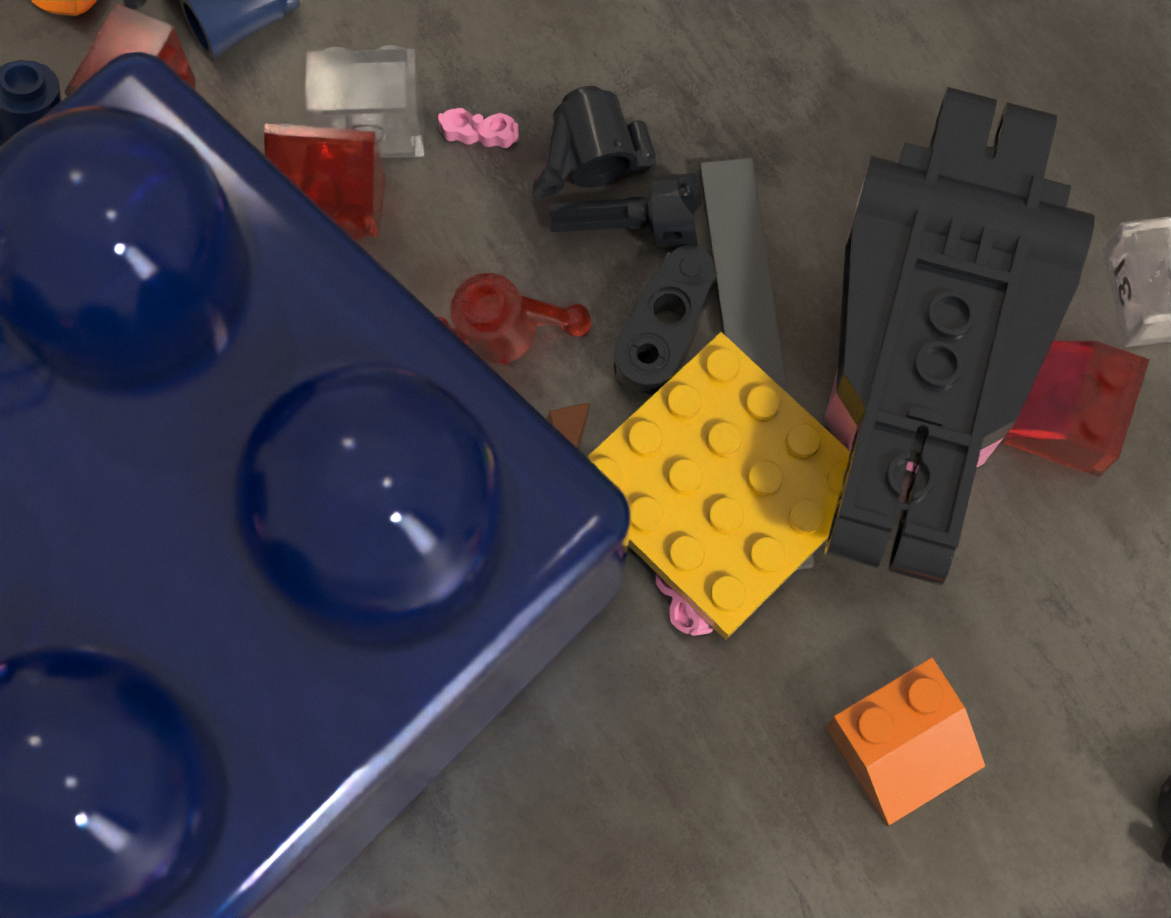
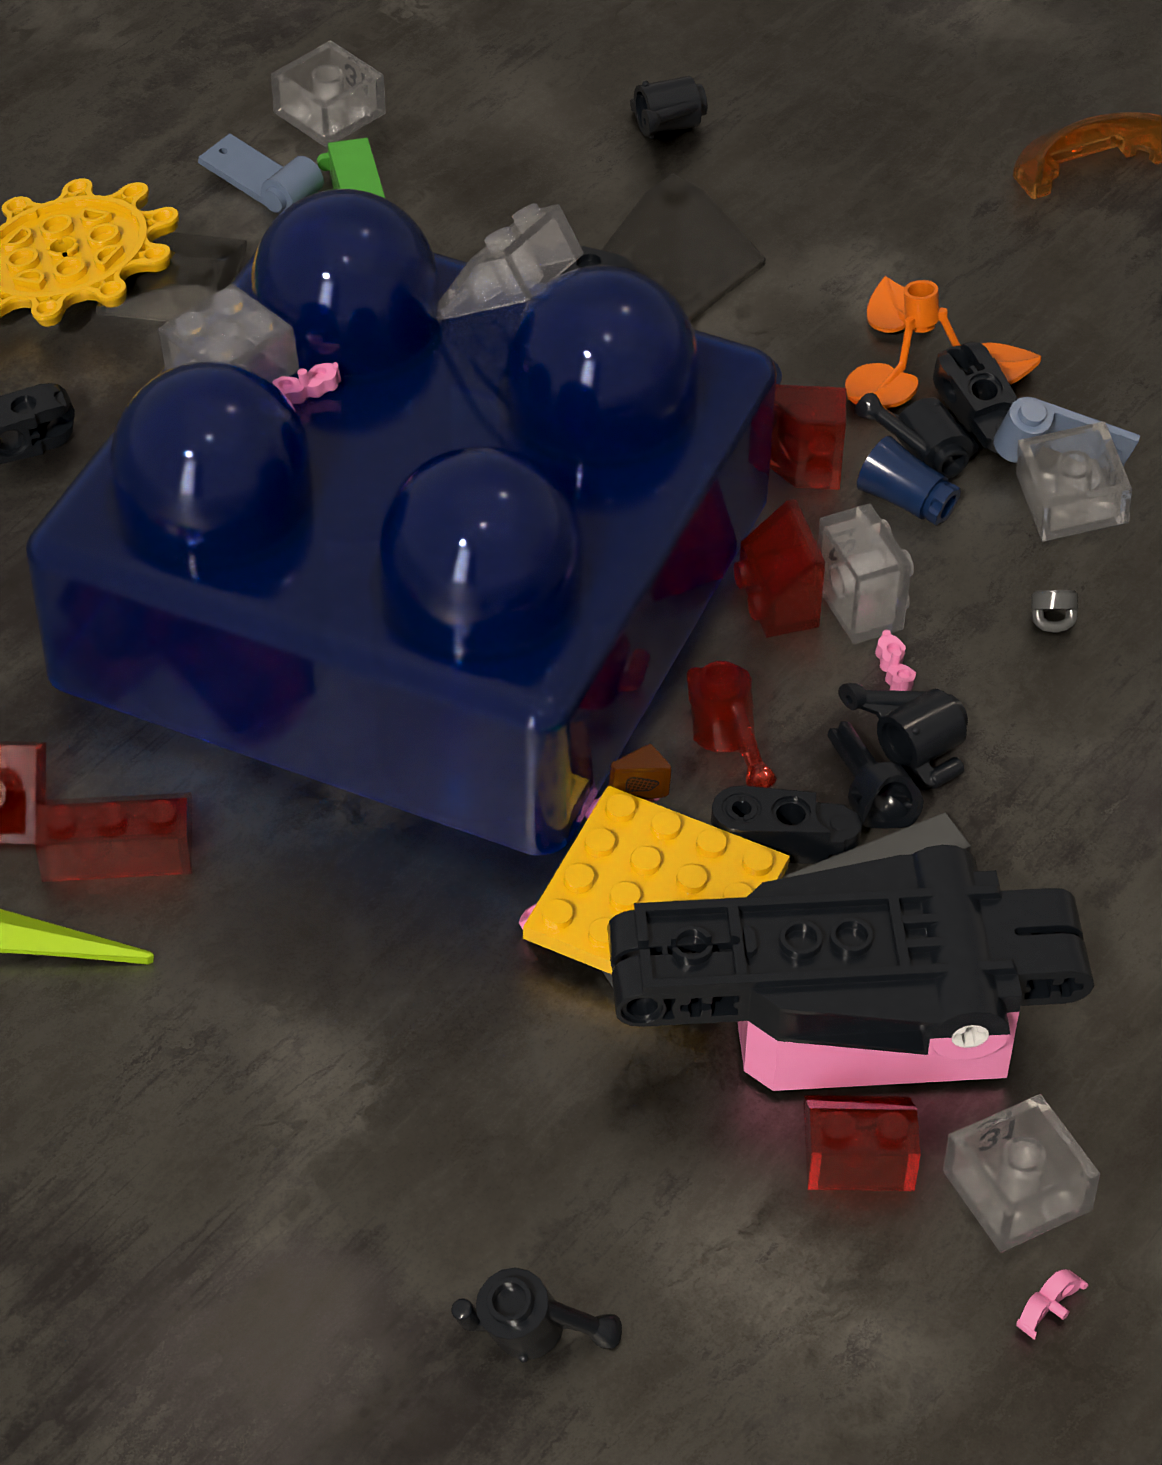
camera: 70 degrees right, 25 degrees down
(907, 741) = (492, 1086): orange slope -> none

